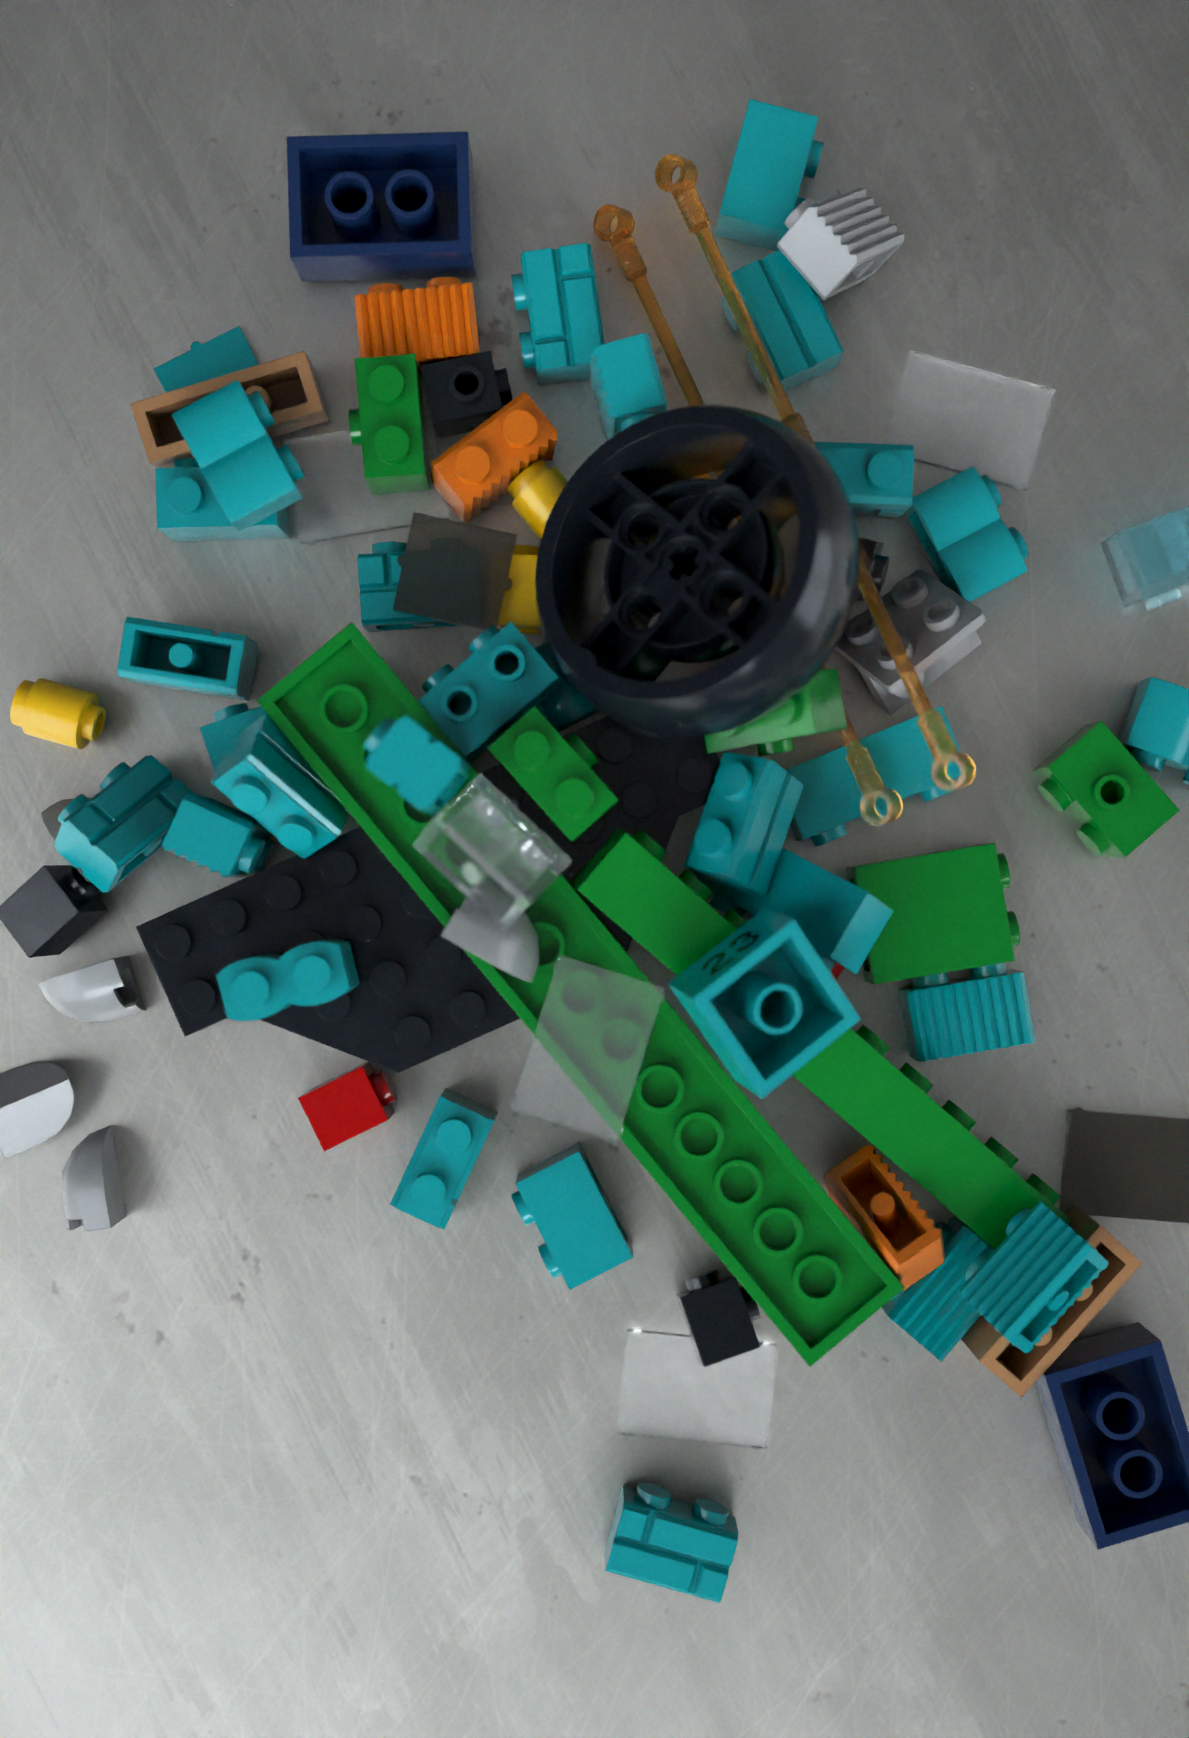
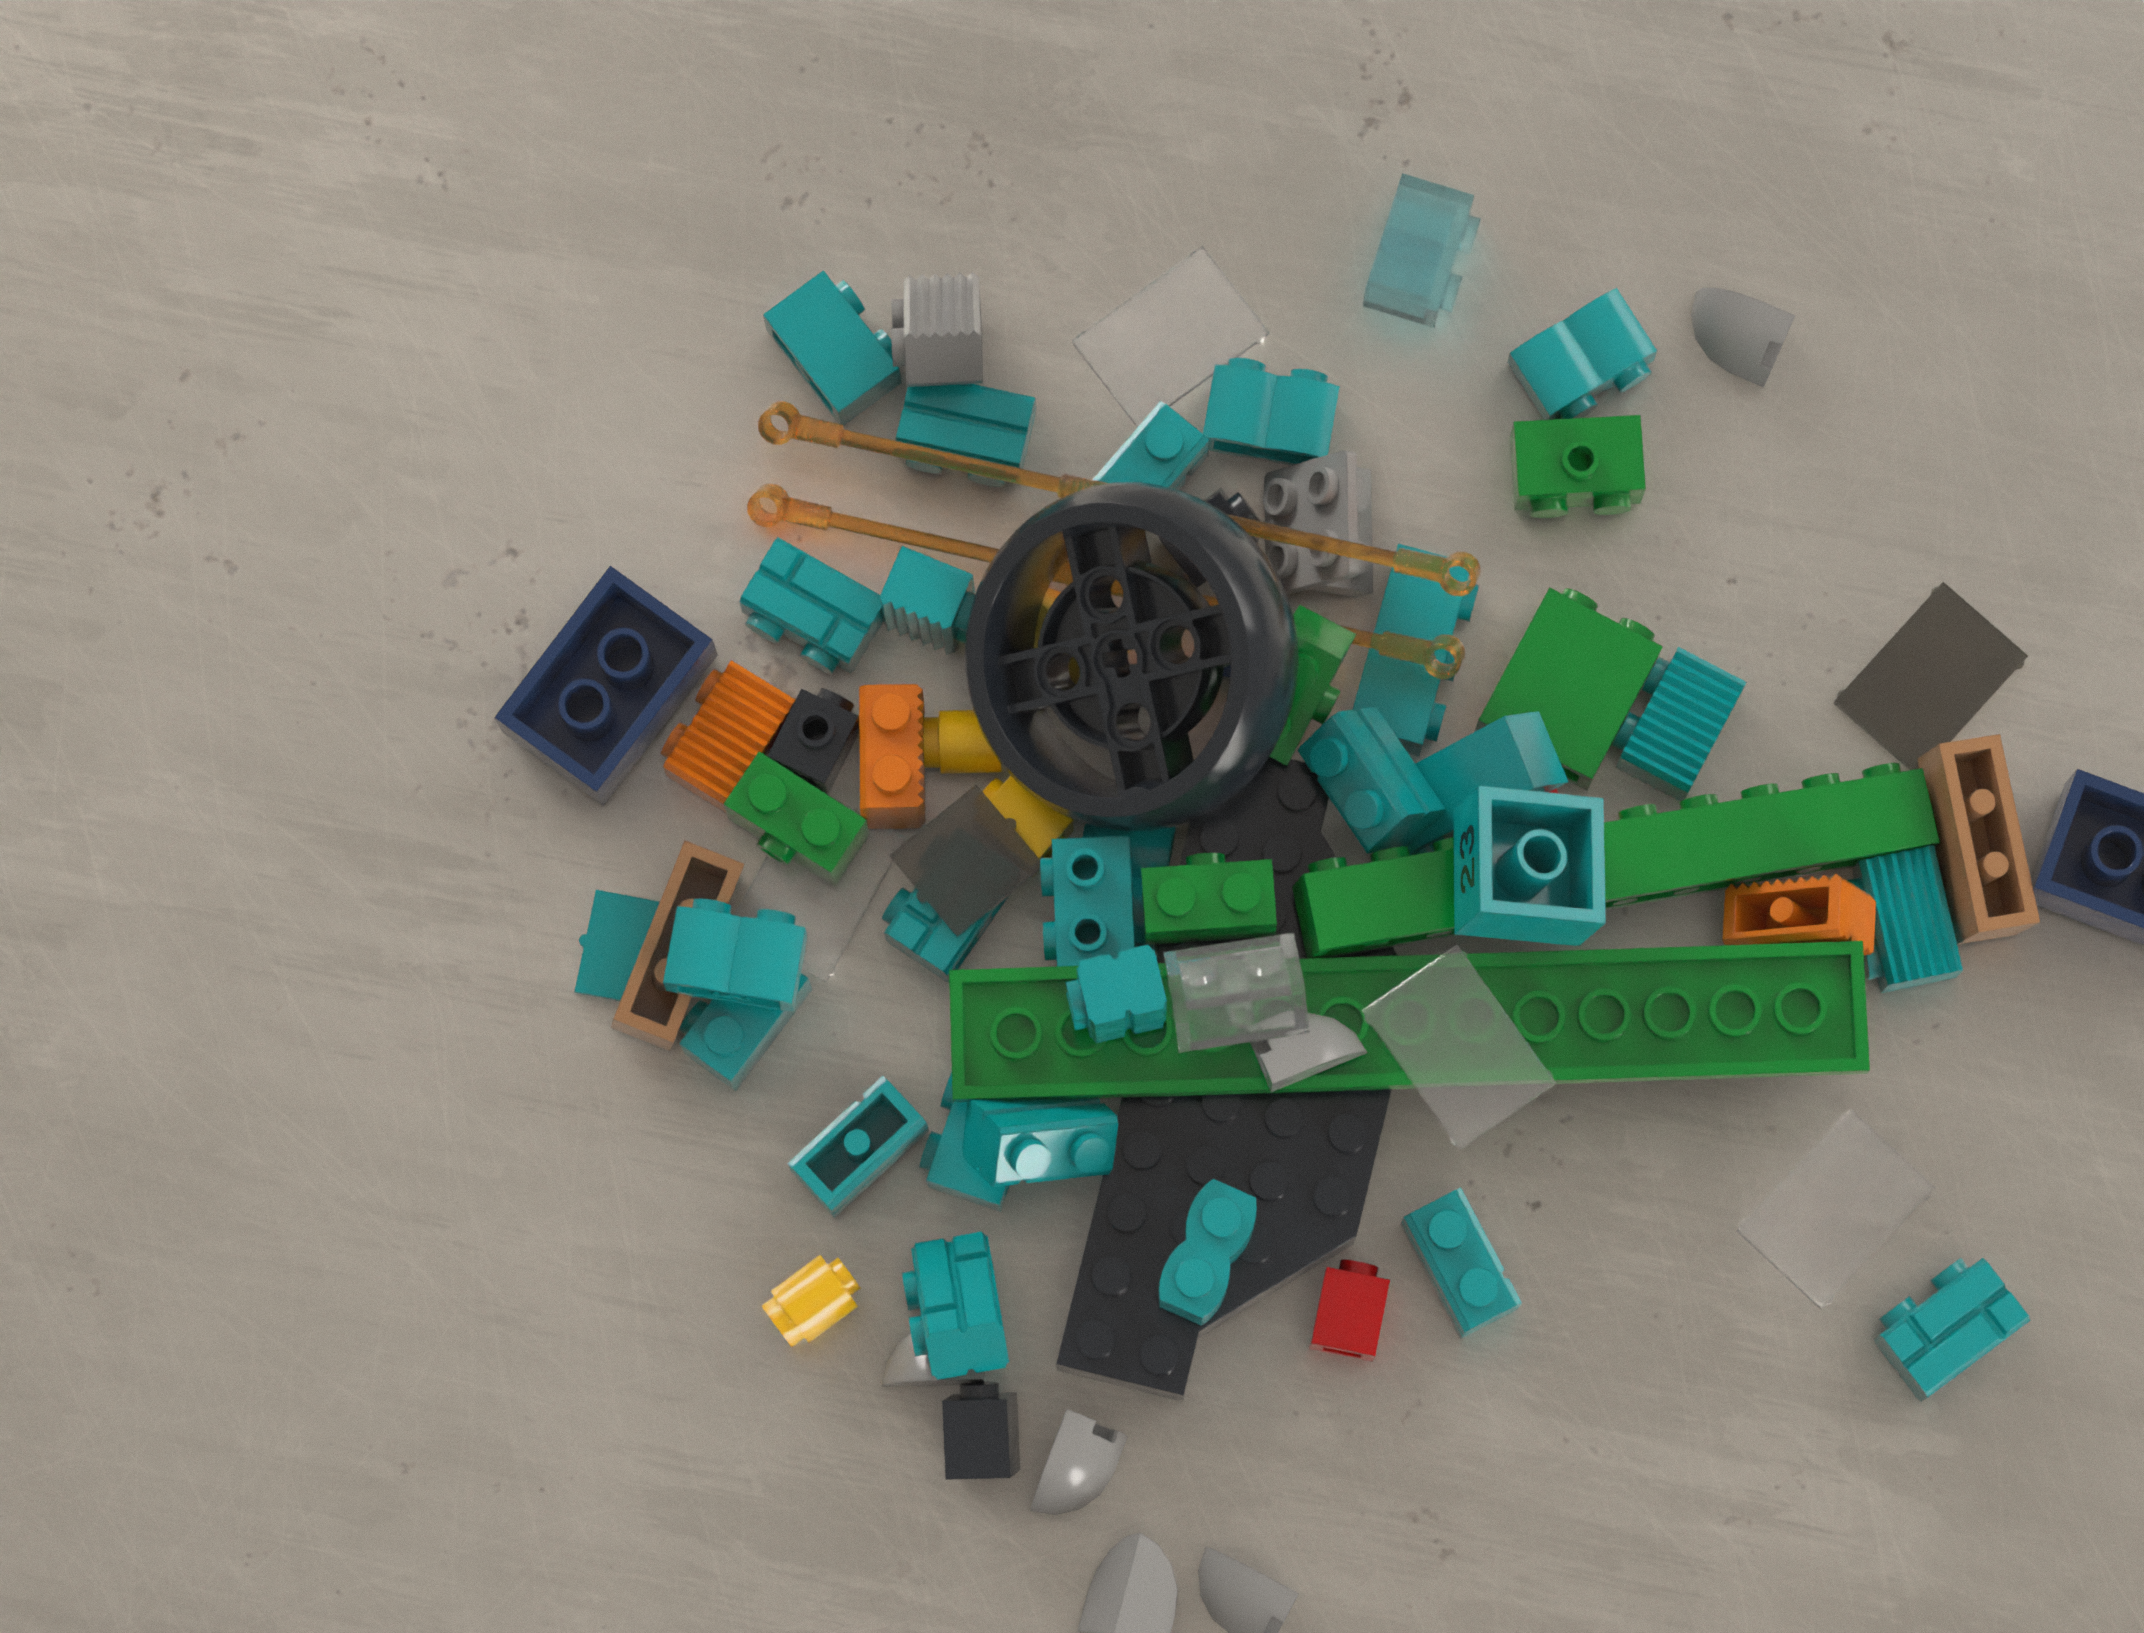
camera: 50 degrees left, 10 degrees down
(219, 837) = (1036, 1233): teal brick -> none
(572, 1216) = (1597, 1194): teal brick -> none
(718, 1317) = (1781, 1134): black brick -> none
(1031, 1276) = (1935, 830): teal brick -> none

